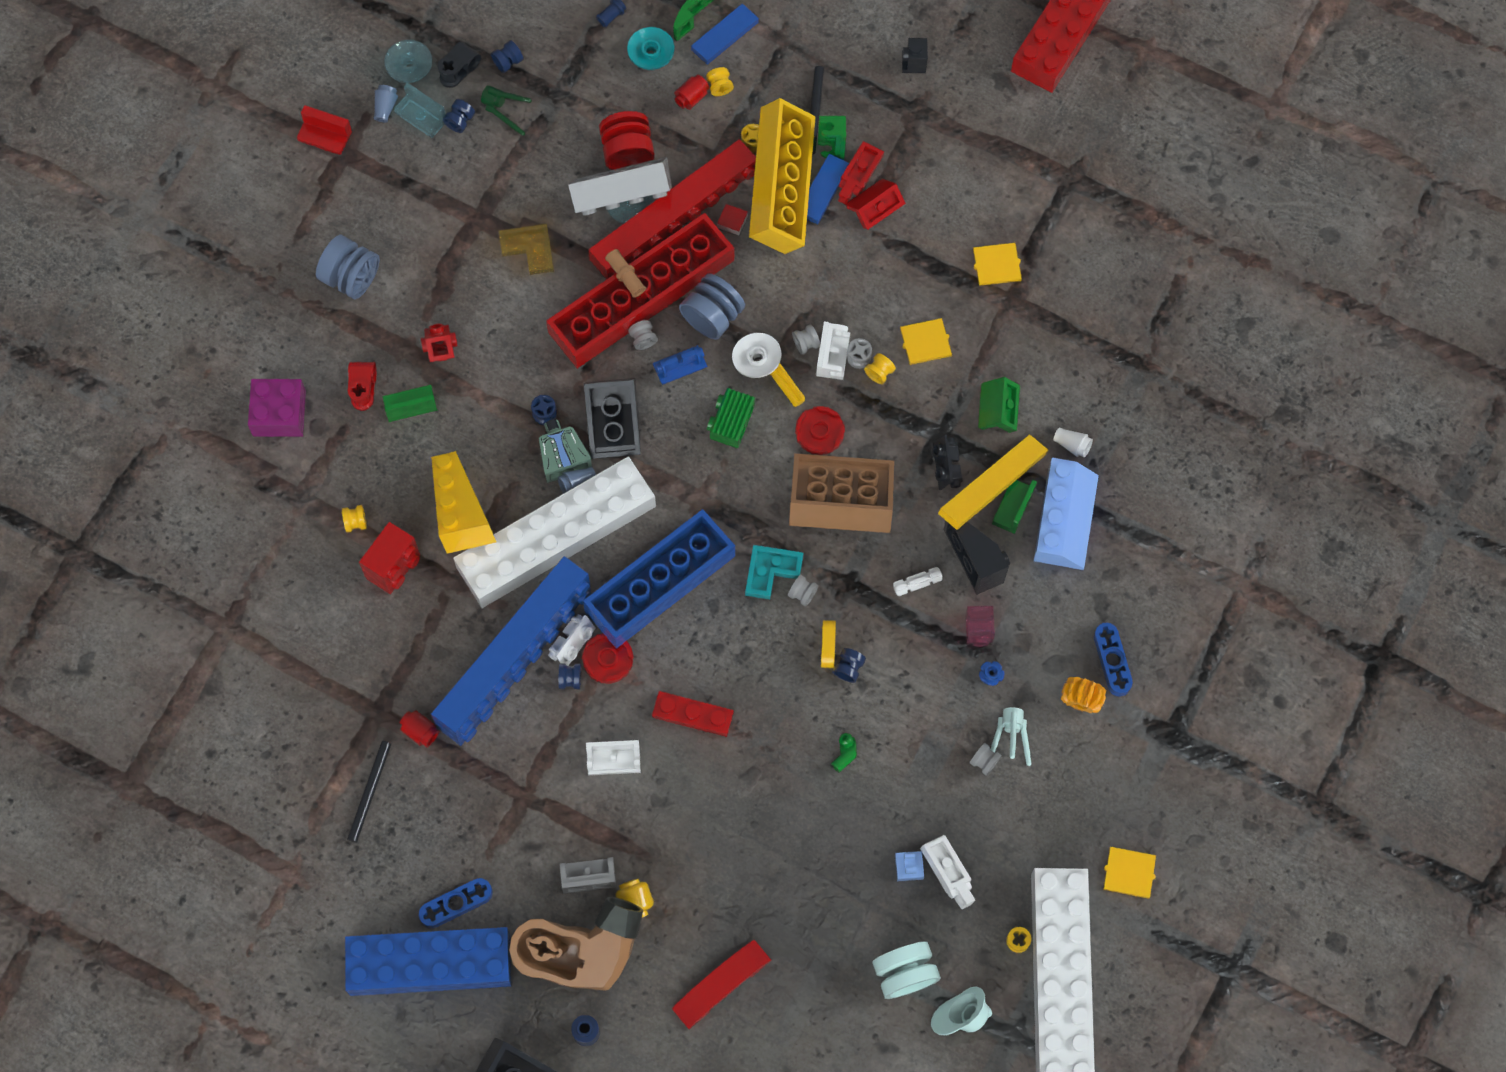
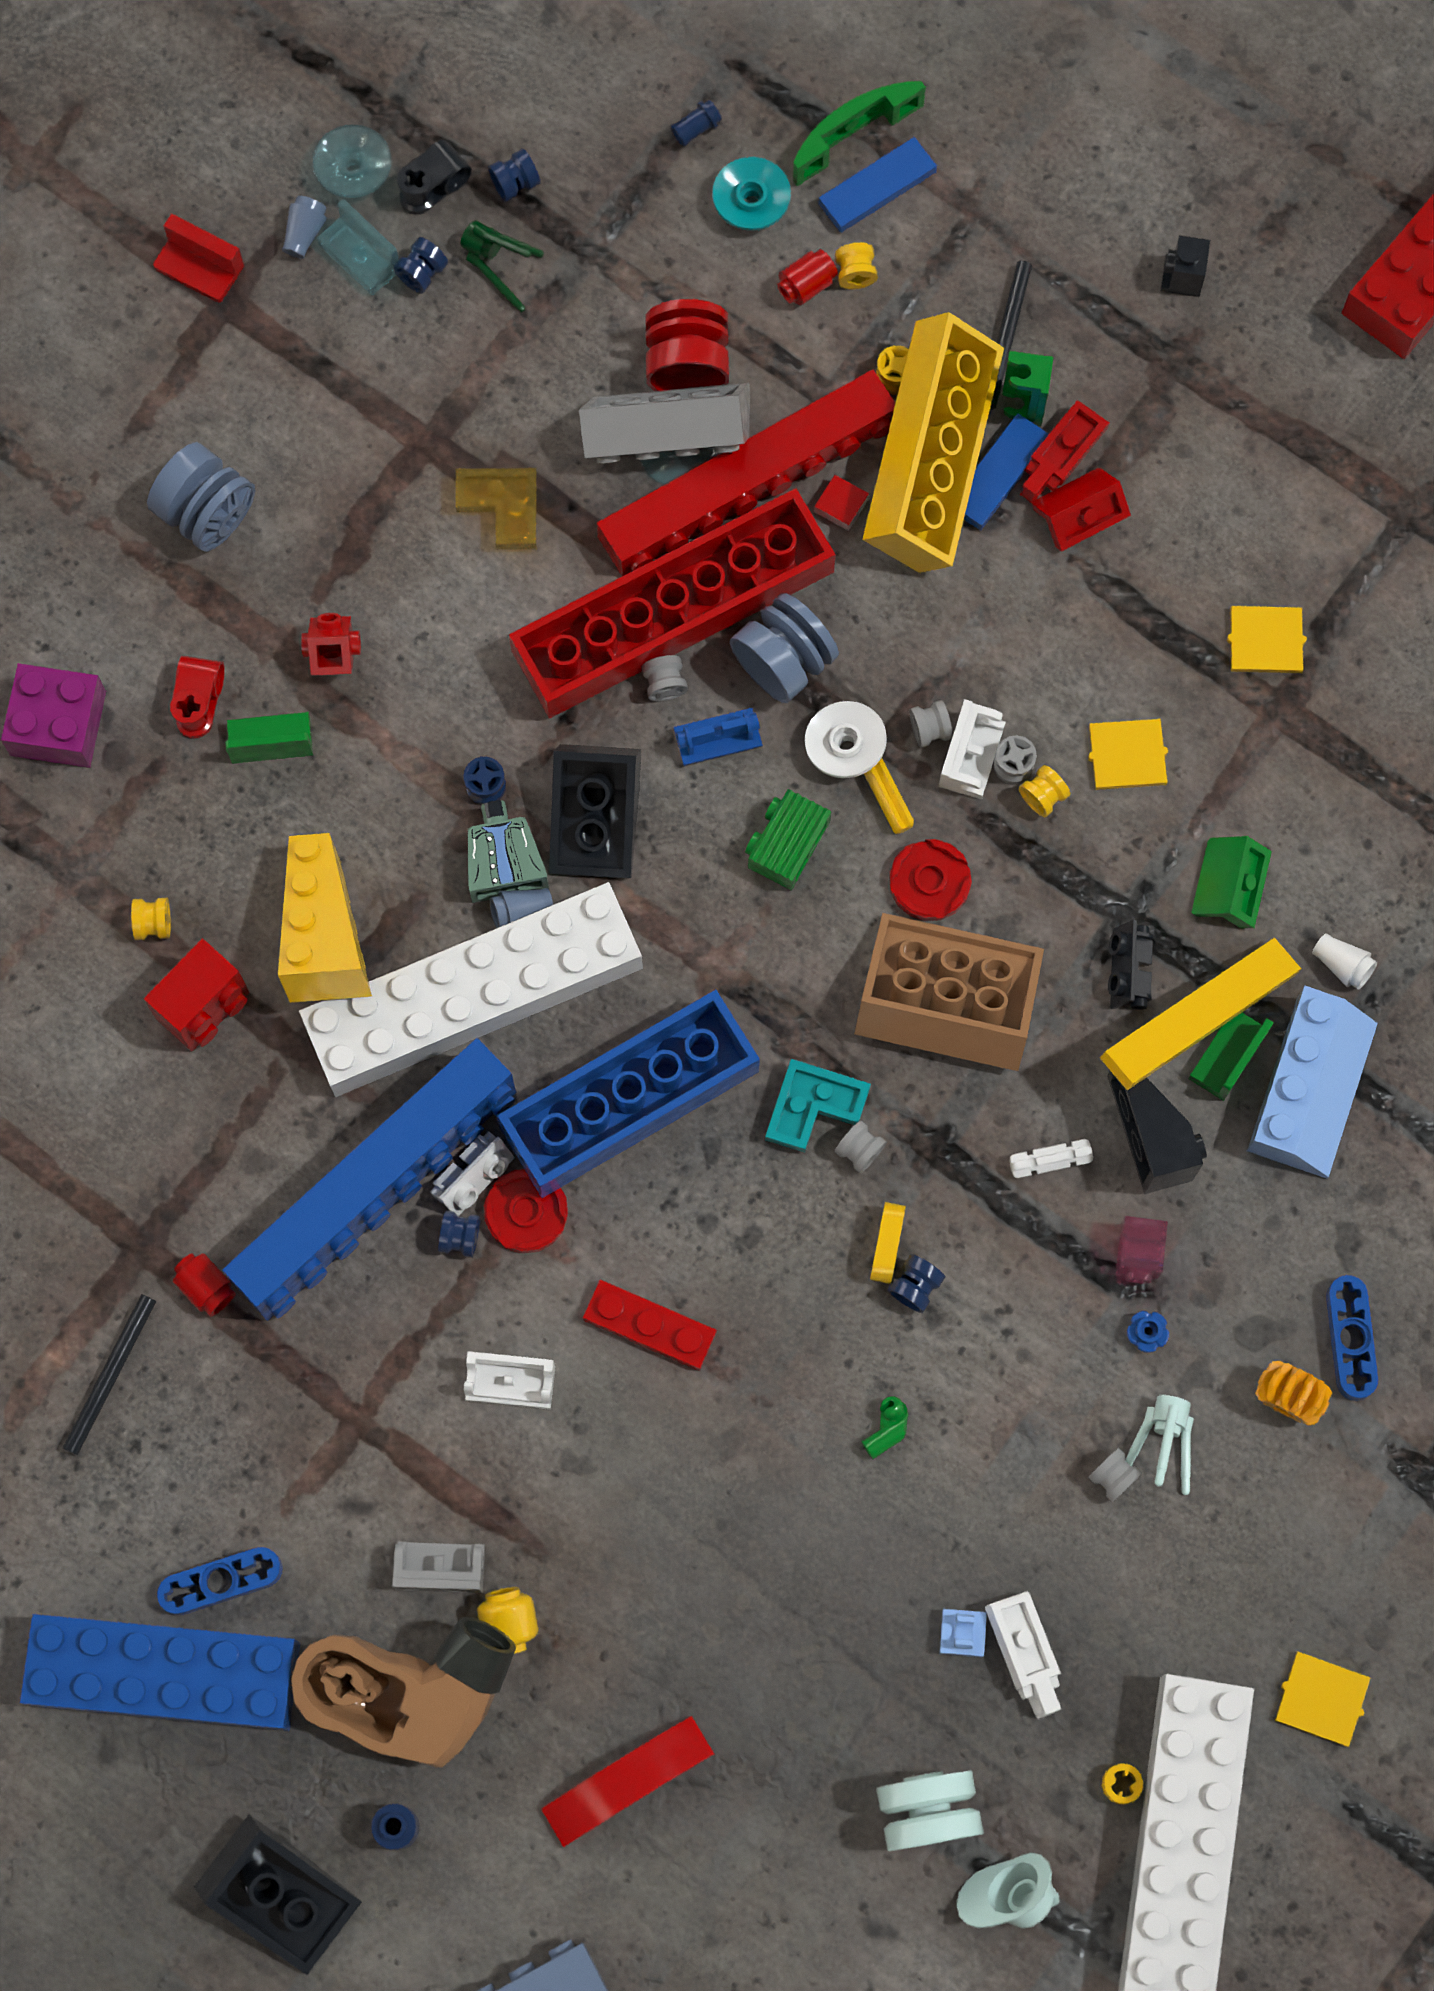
camera: 10 degrees right, 5 degrees up
(625, 273) = (649, 573): medium nougat pin -> none

